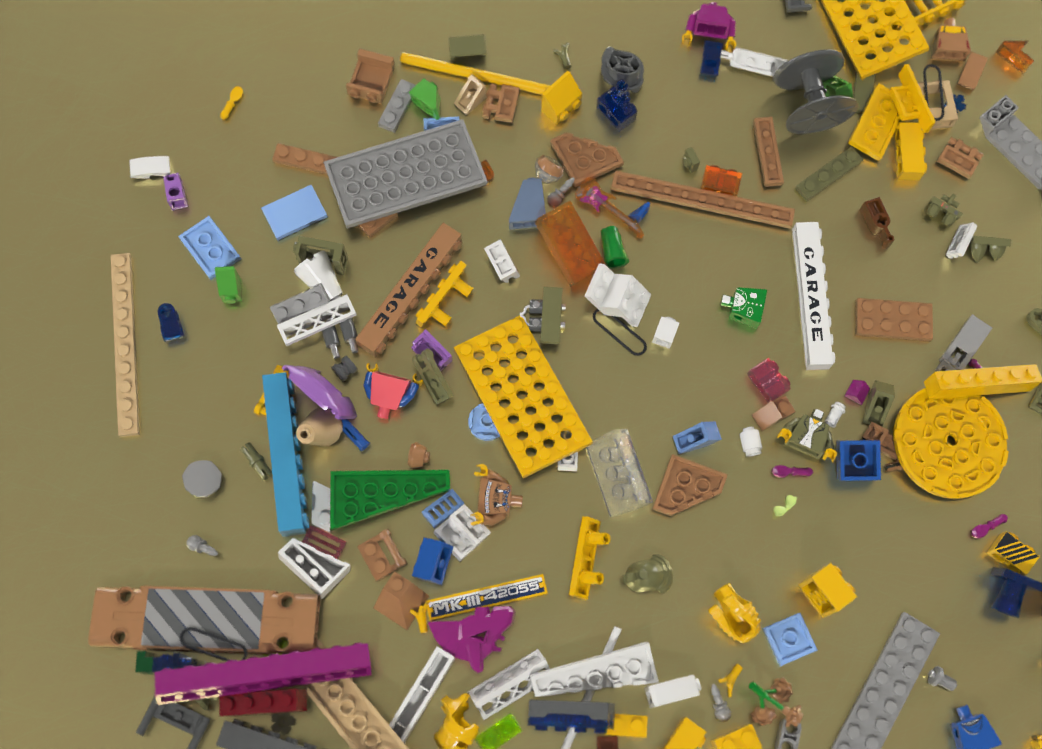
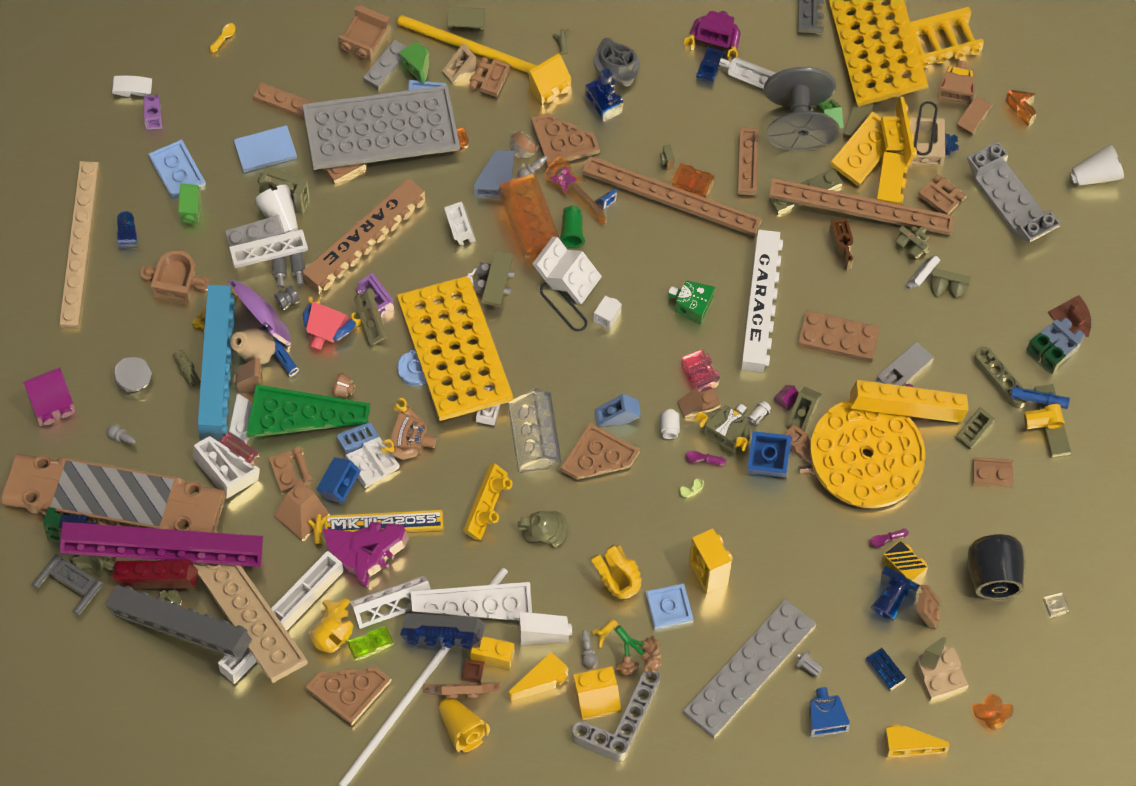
camera: 10 degrees right, 10 degrees down
(120, 523) = (49, 397): none -> magenta slope
(214, 636) = (117, 507): black piece -> none
(227, 364) = (174, 277): none -> medium nougat piece
(321, 462) = (248, 376): none -> medium nougat slope
(444, 286) = (386, 249): yellow plate -> none
(888, 182) = (860, 206): none -> medium nougat plate
(1017, 670) = (885, 669): none -> clear blue tile

